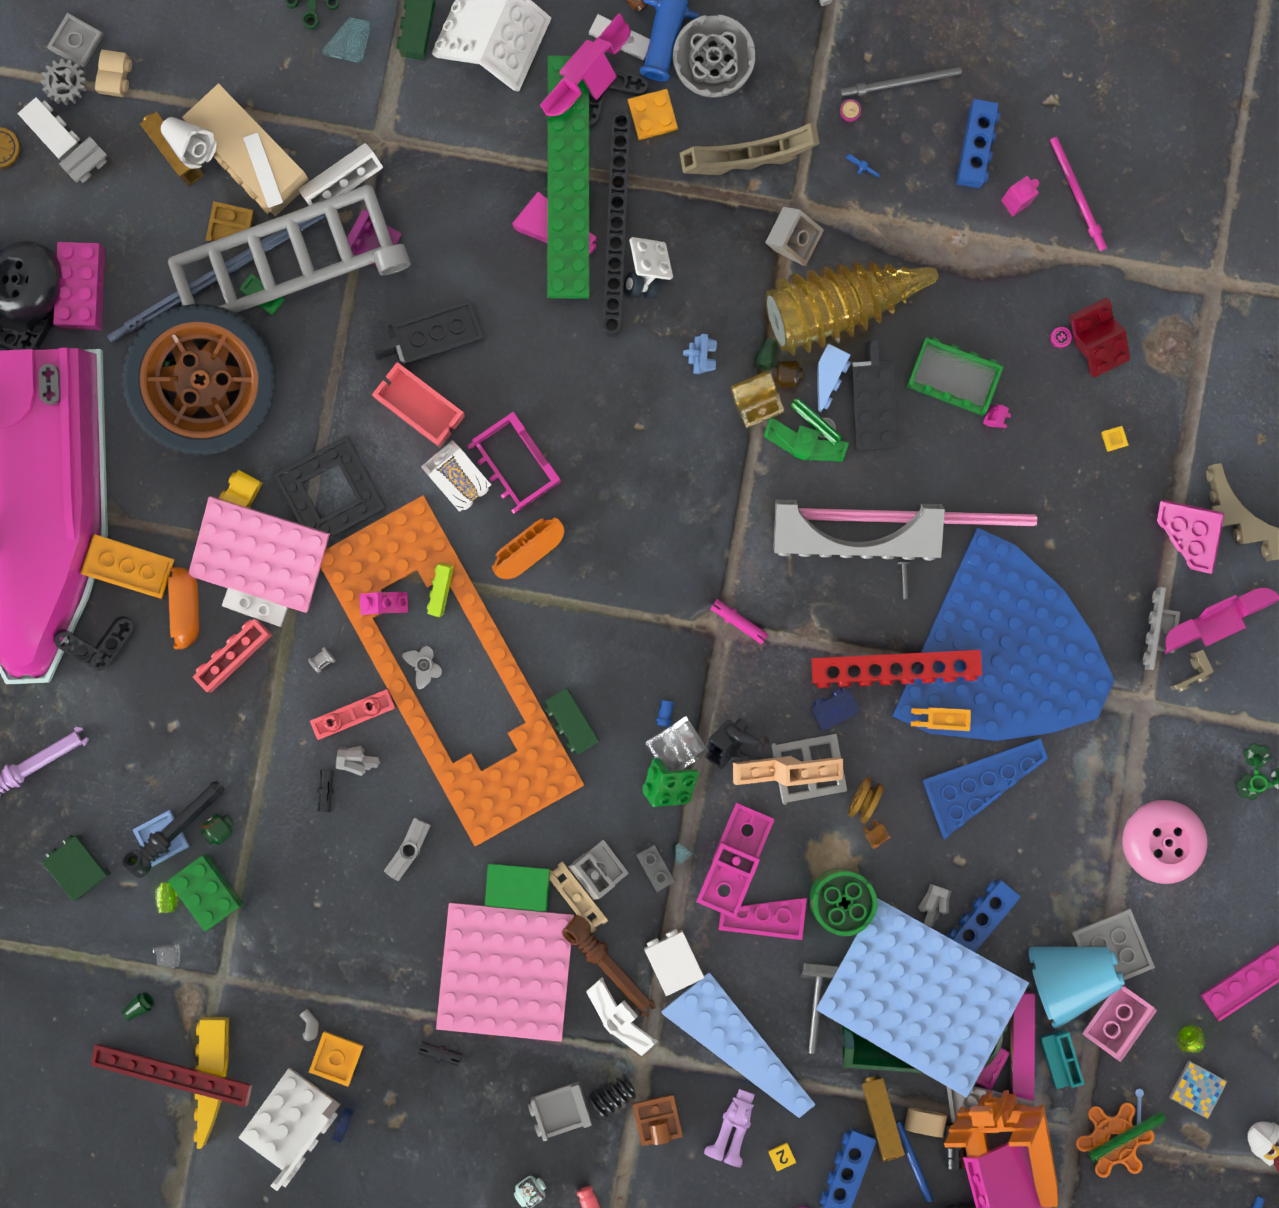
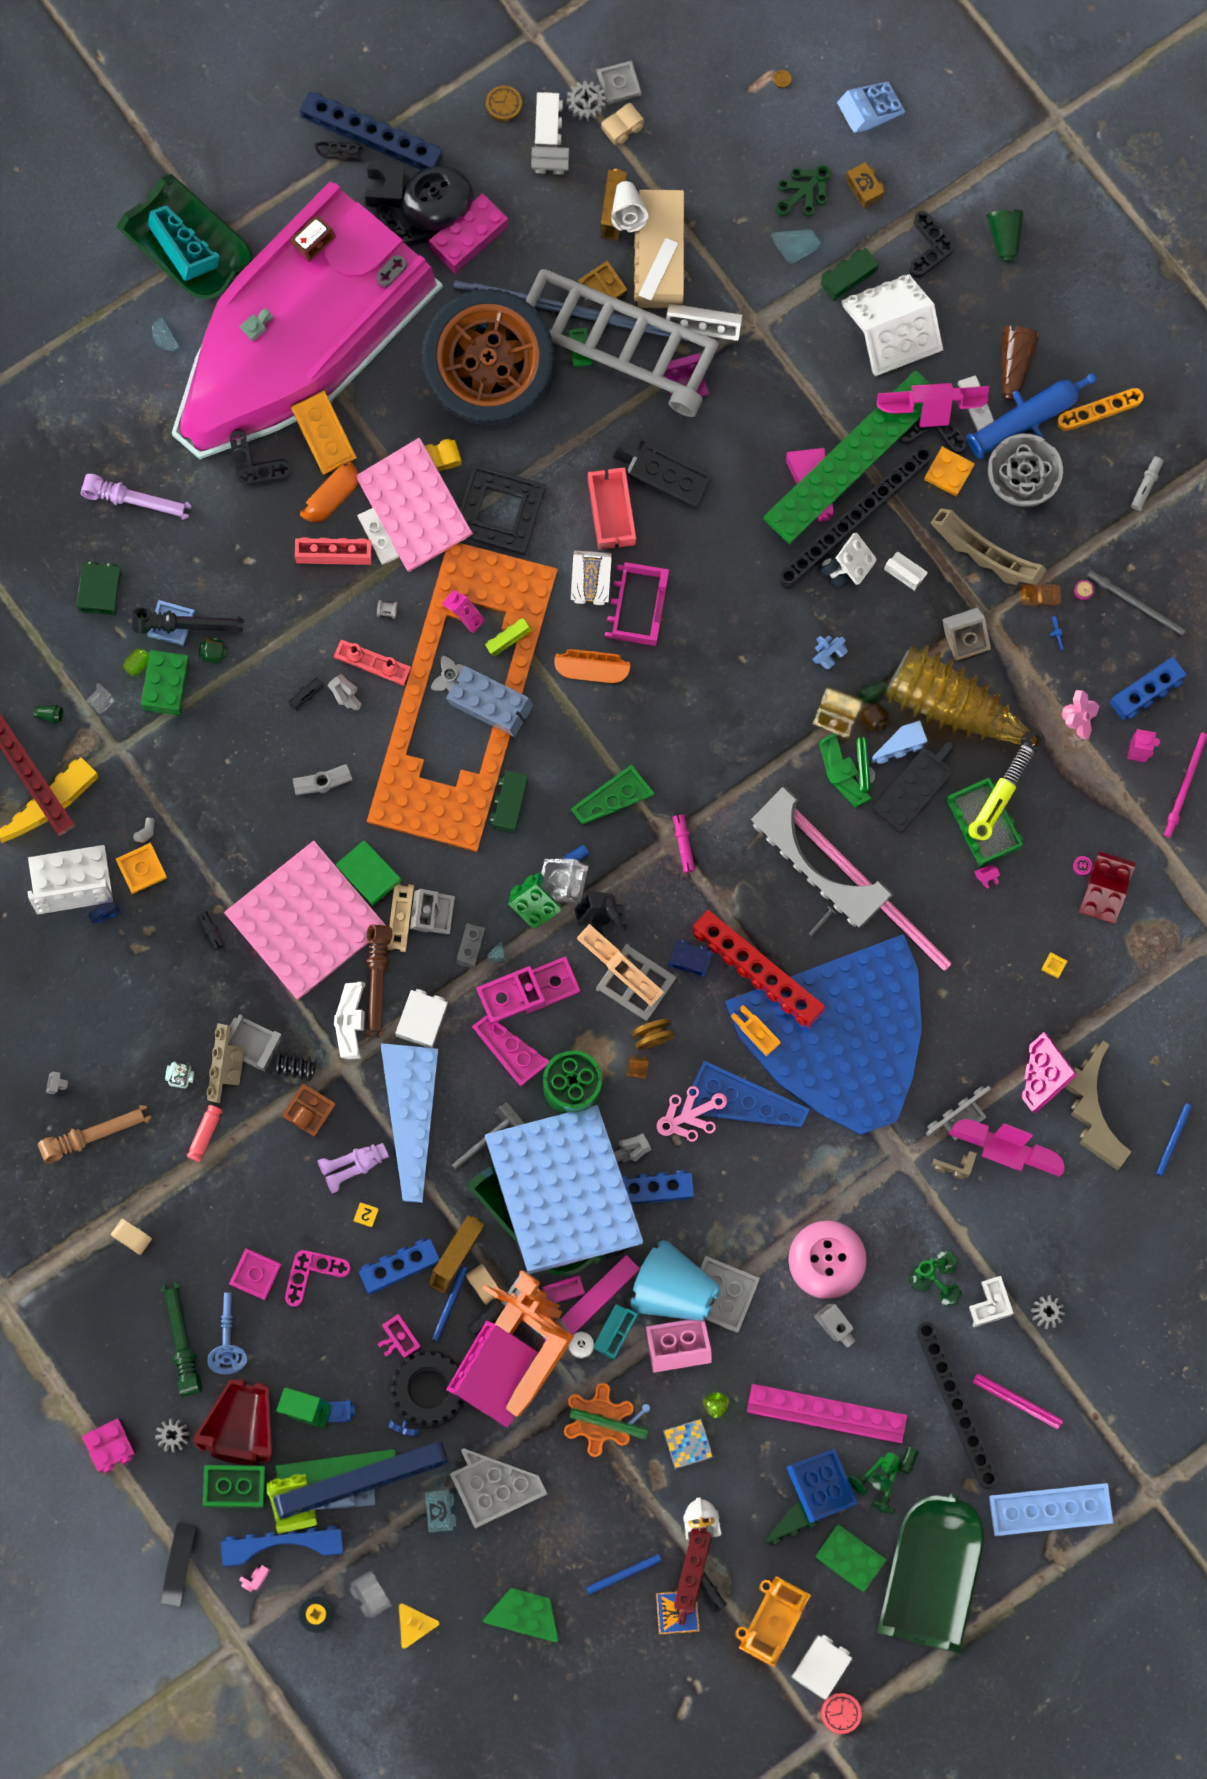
camera: 40 degrees right, 10 degrees down
(477, 658) = (489, 701): none -> sand blue piece
(558, 1149) = (225, 1063): none -> dark tan bracket
(648, 633) = (614, 795): none -> green wing
(697, 229) = (905, 570): none -> white panel
(828, 140) = (1040, 594): none -> clear orange slope
(946, 216) = (1080, 713): none -> bright pink plant
(949, 334) = (1005, 787): none -> piece
(955, 835) = (688, 1115): none -> bright pink plant
(1042, 1091) = (587, 1349): none -> white head
(1221, 889) = (829, 1318): none -> light grey torso

